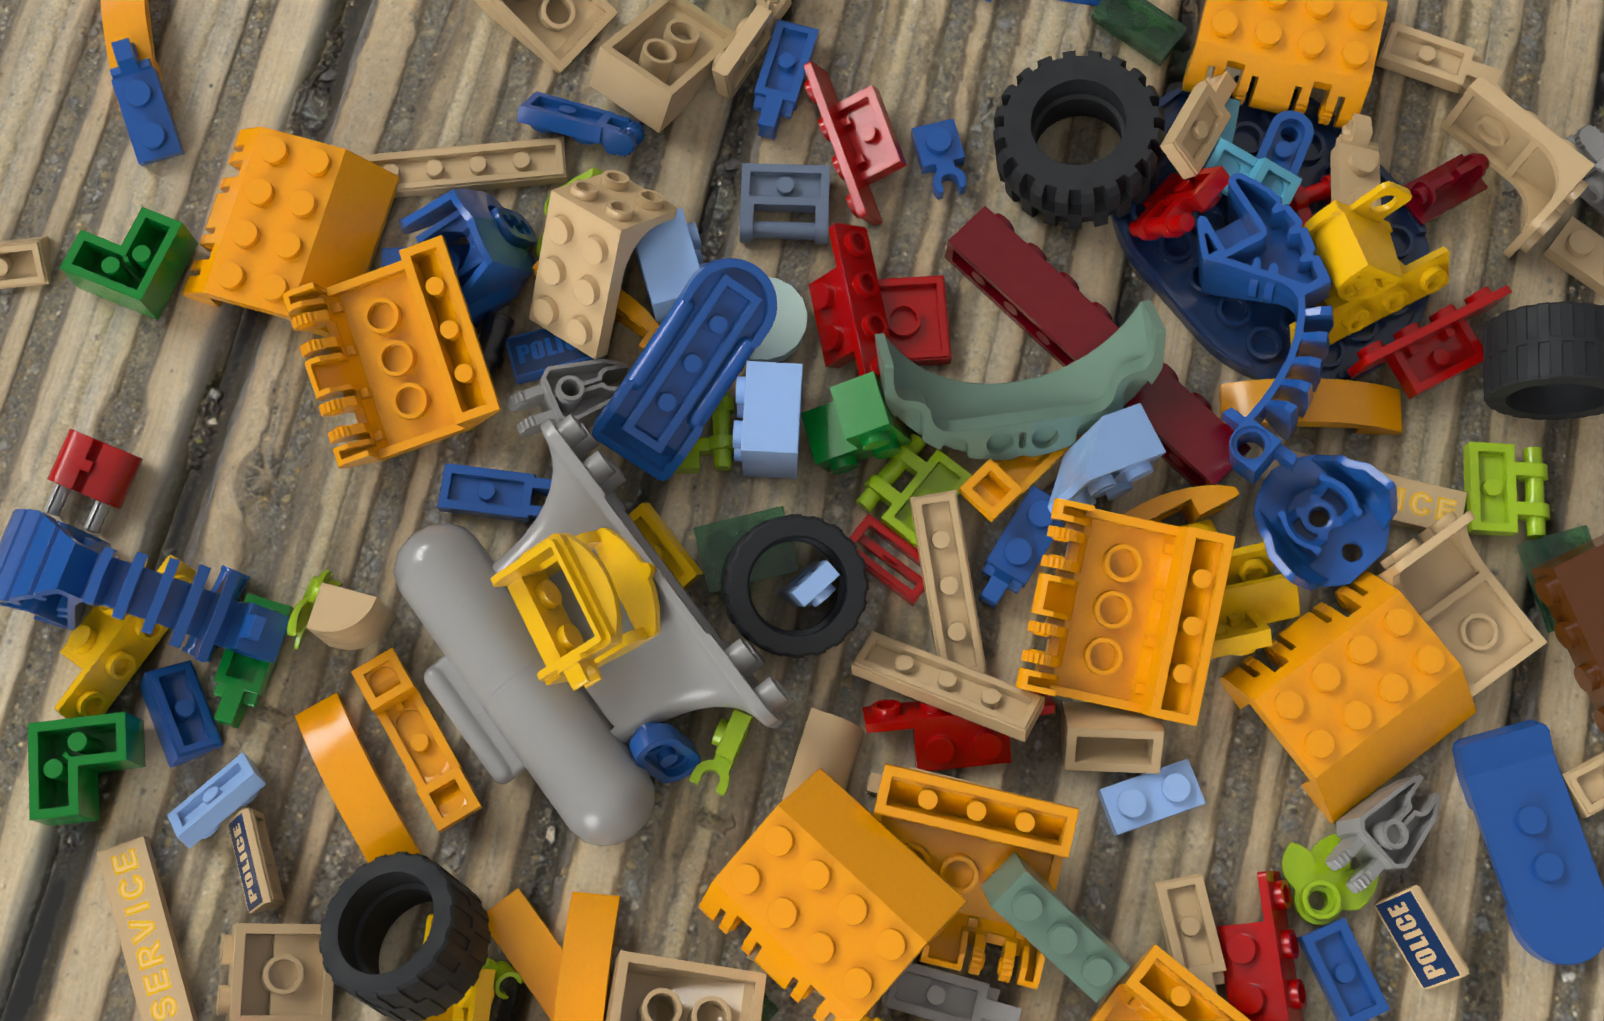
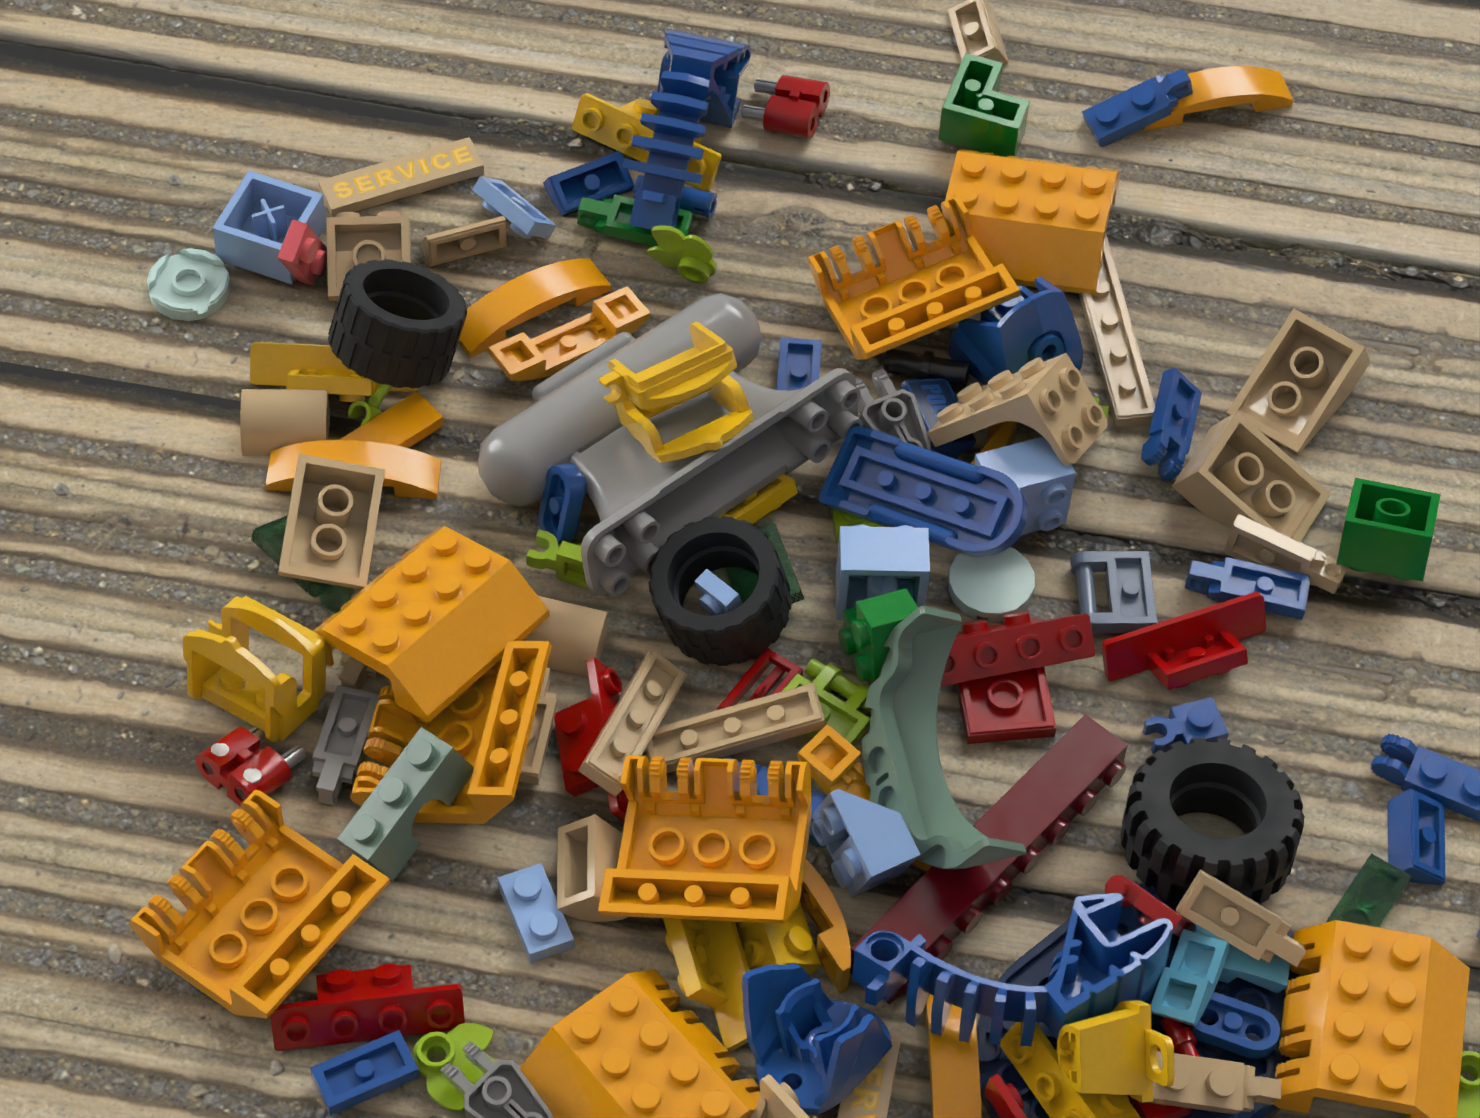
camera: 85 degrees right, 20 degrees down
(67, 761) = (542, 107): green brick -> none
(348, 618) = (671, 271): tan brick -> none
(1190, 927) = (398, 939): tan hinge -> none

